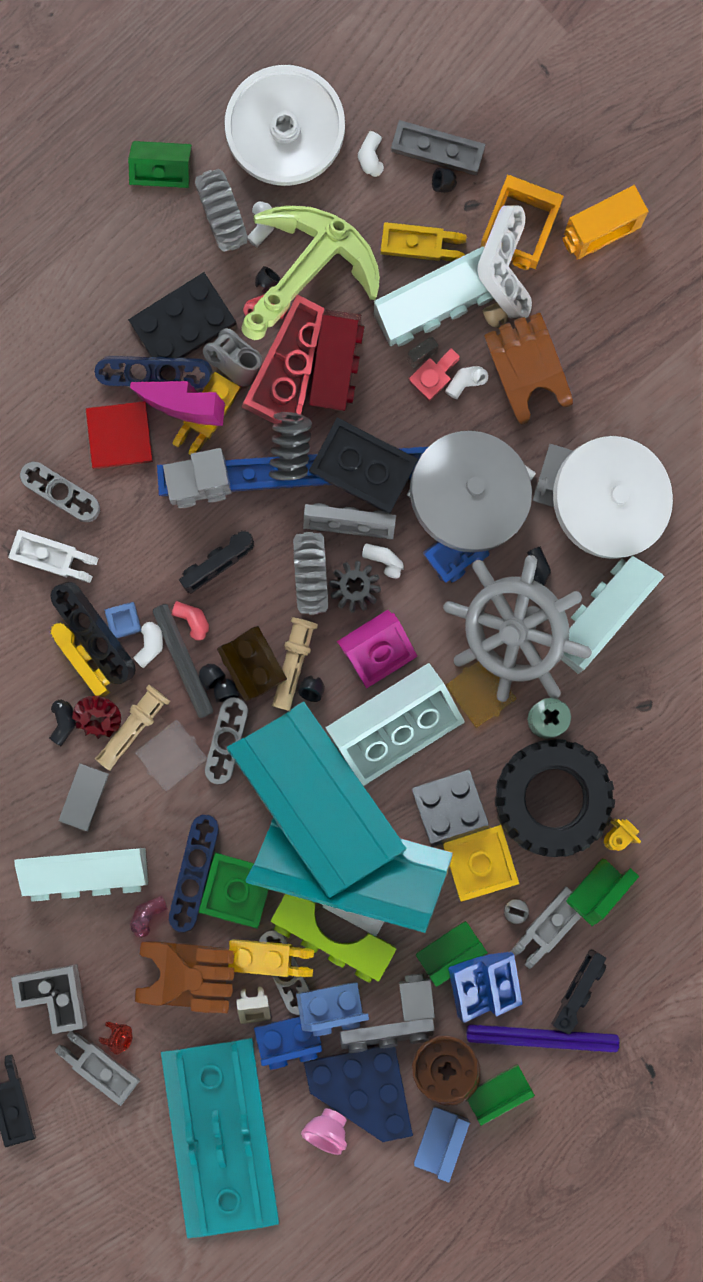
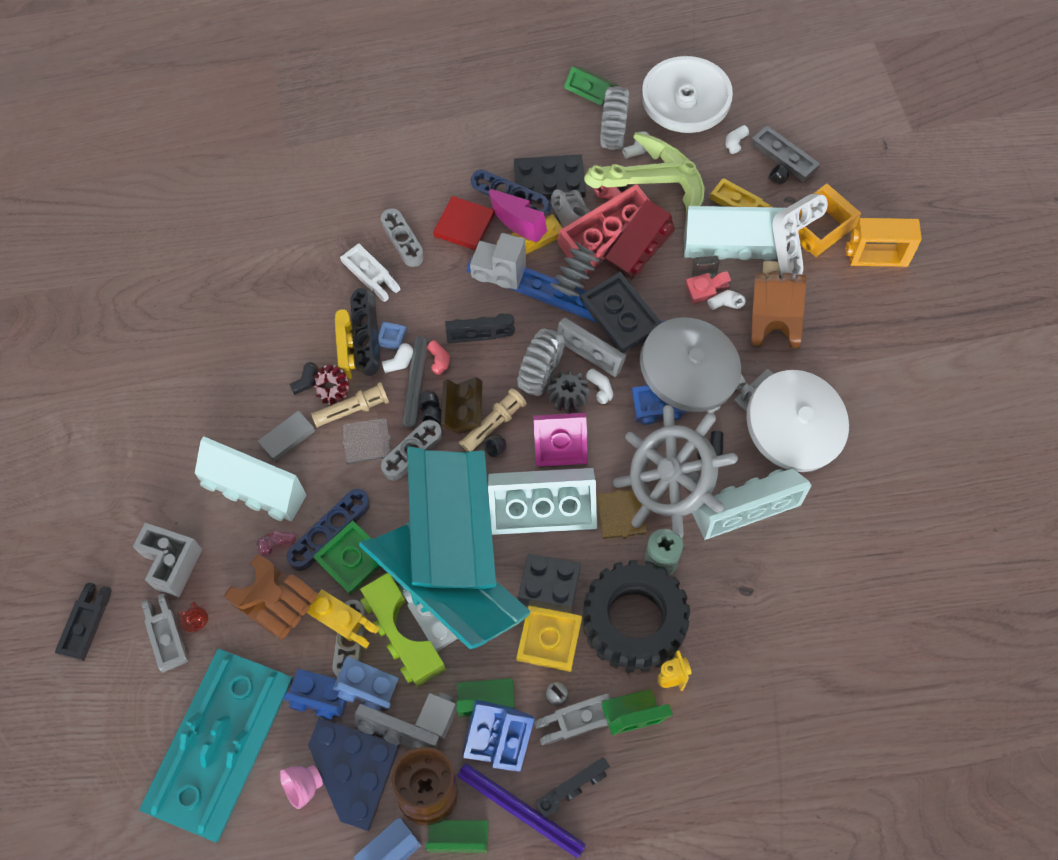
camera: 30 degrees right, 20 degrees down
(253, 1008) = (307, 652): dark tan tile -> none

